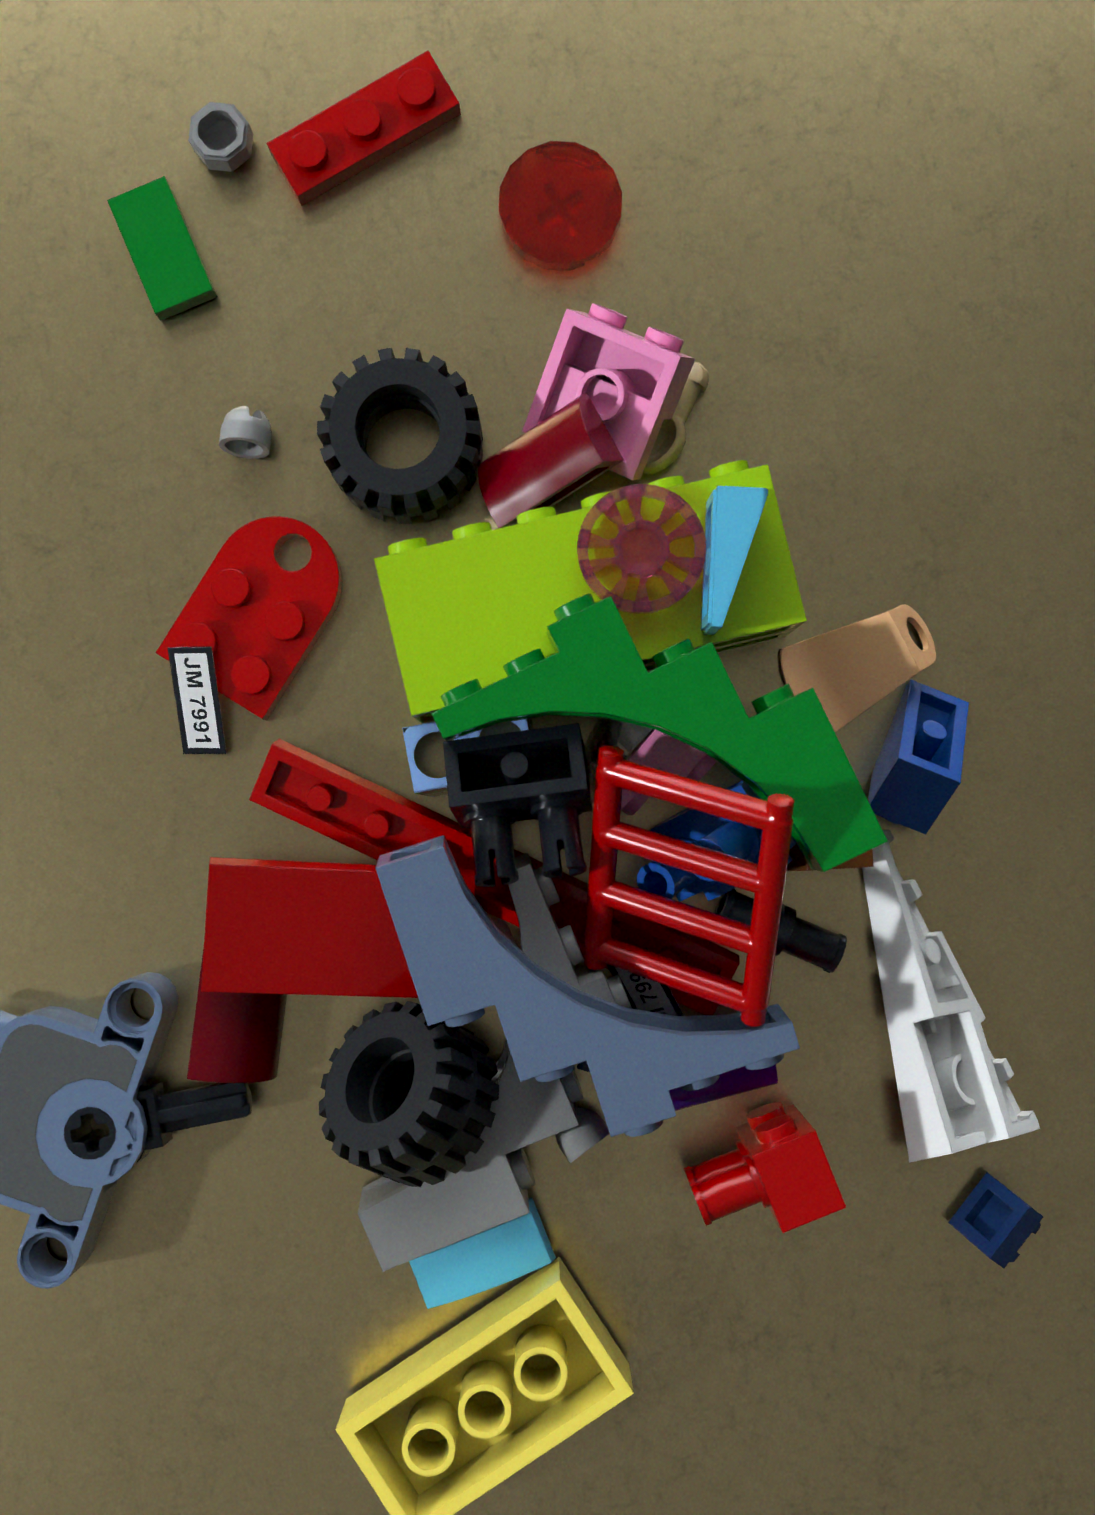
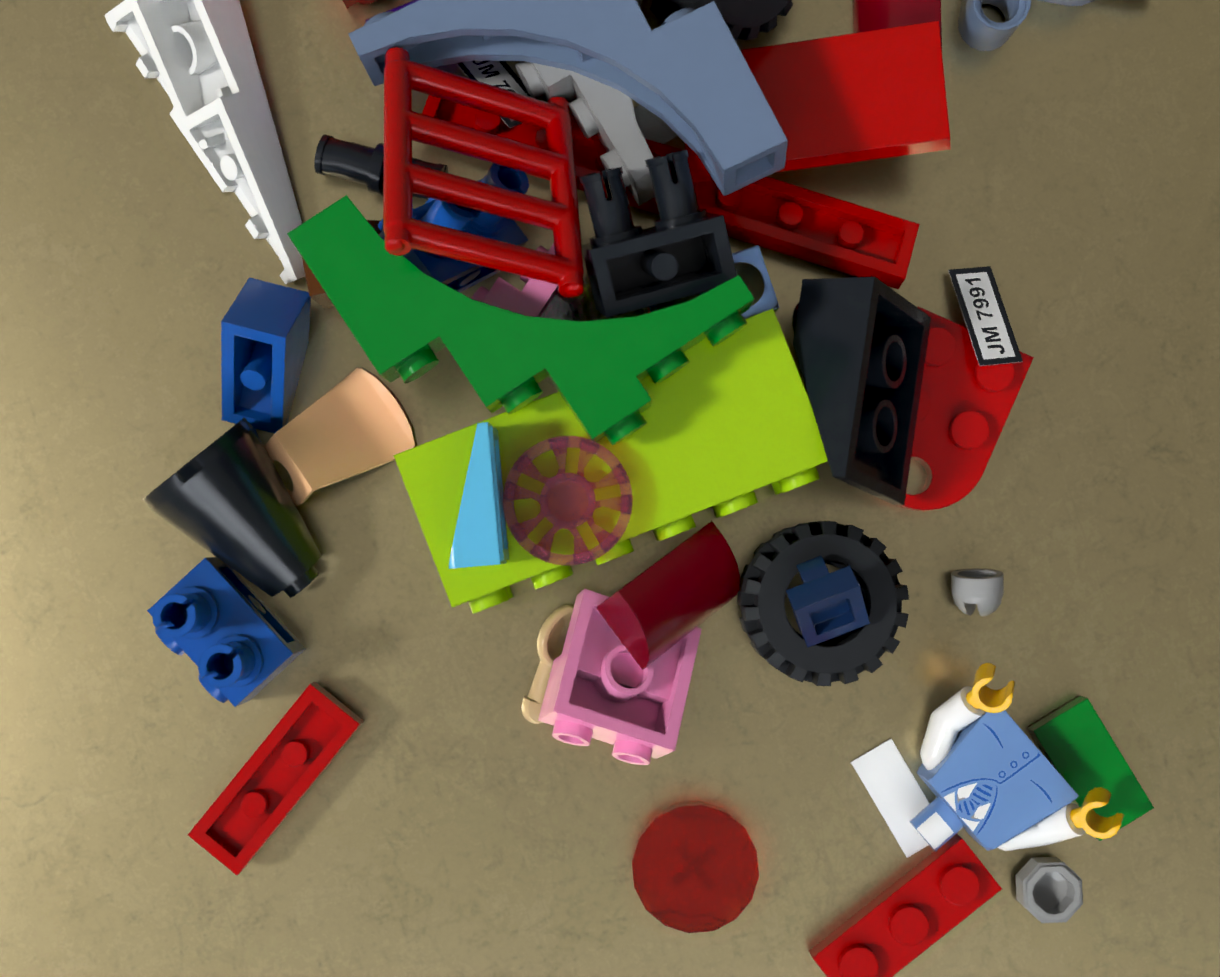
camera: 165 degrees right, 0 degrees up
(255, 241) = (997, 779): none -> torso
(332, 638) = (863, 376): none -> black slope
(352, 246) = (894, 793): none -> white sticker
(399, 423) = (826, 602): none -> dark blue tile
(956, 342) = (275, 778): none -> red plate
(963, 602) = (241, 512): none -> black cone
(990, 488) = (224, 632): none -> blue brick

